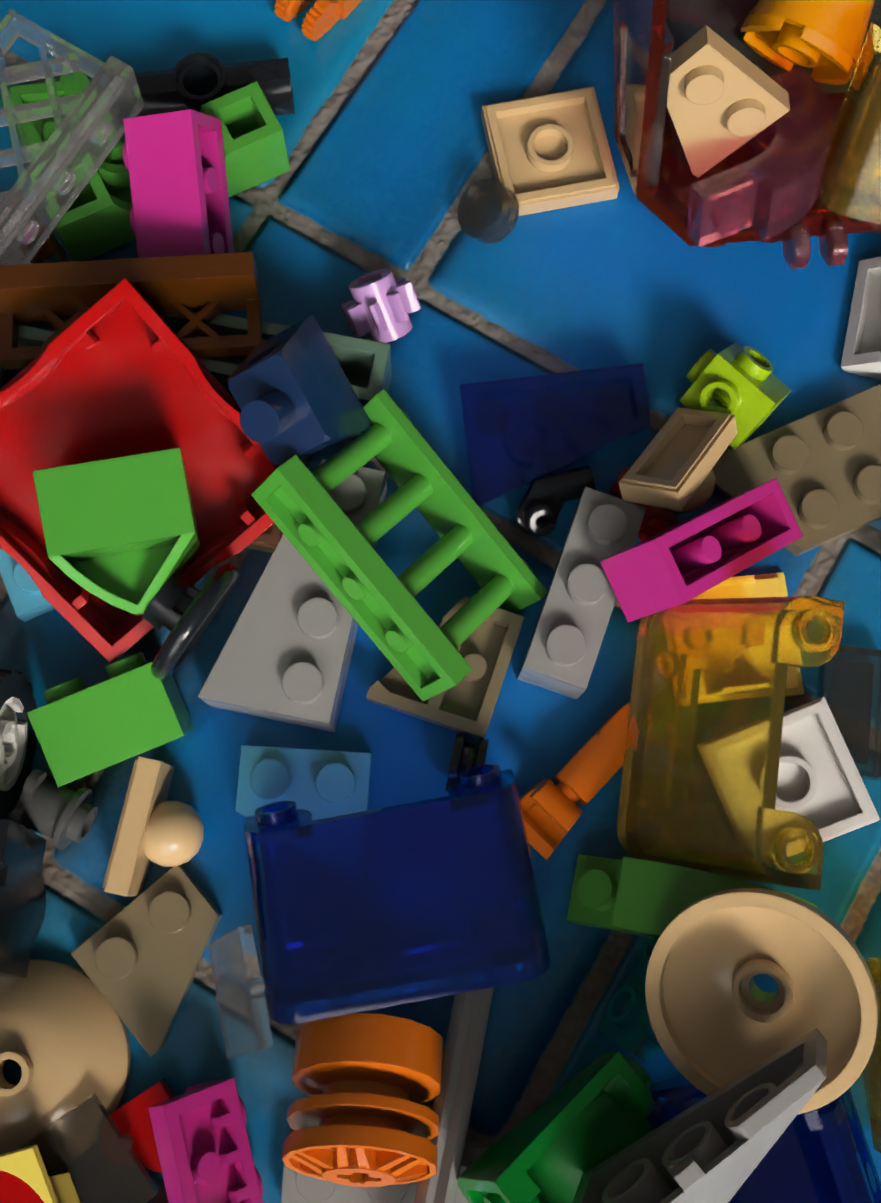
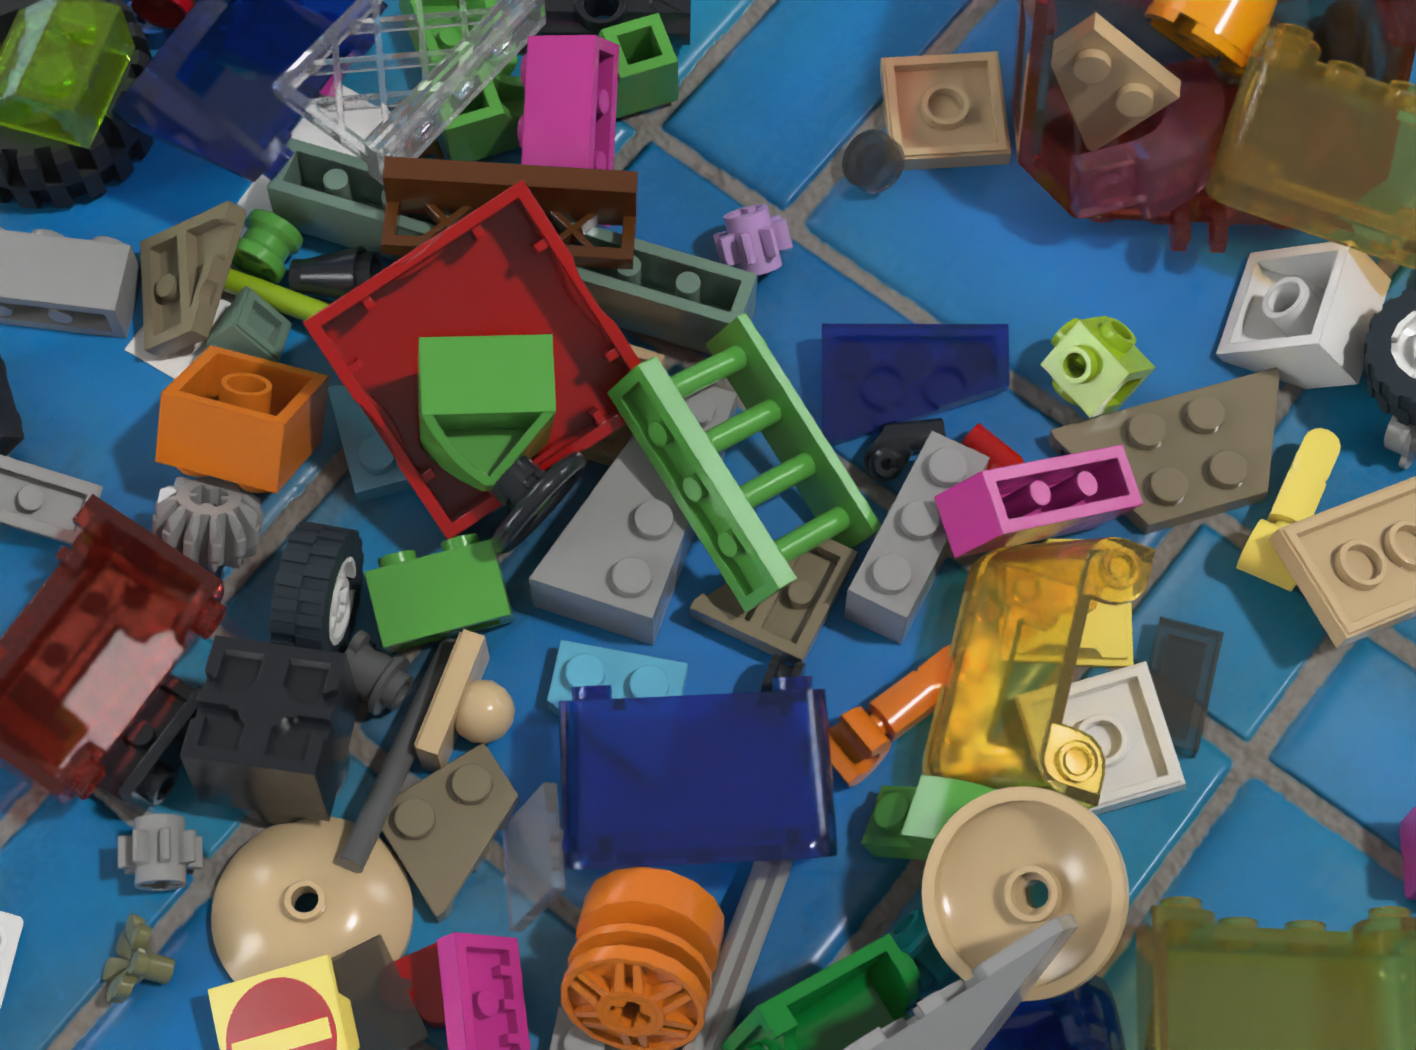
camera: 10 degrees right, 10 degrees down
(87, 912) = (395, 767): none -> dark grey bar
(296, 395) = (664, 307): dark blue torso -> none
(679, 461) = (1029, 418): tan tile -> none

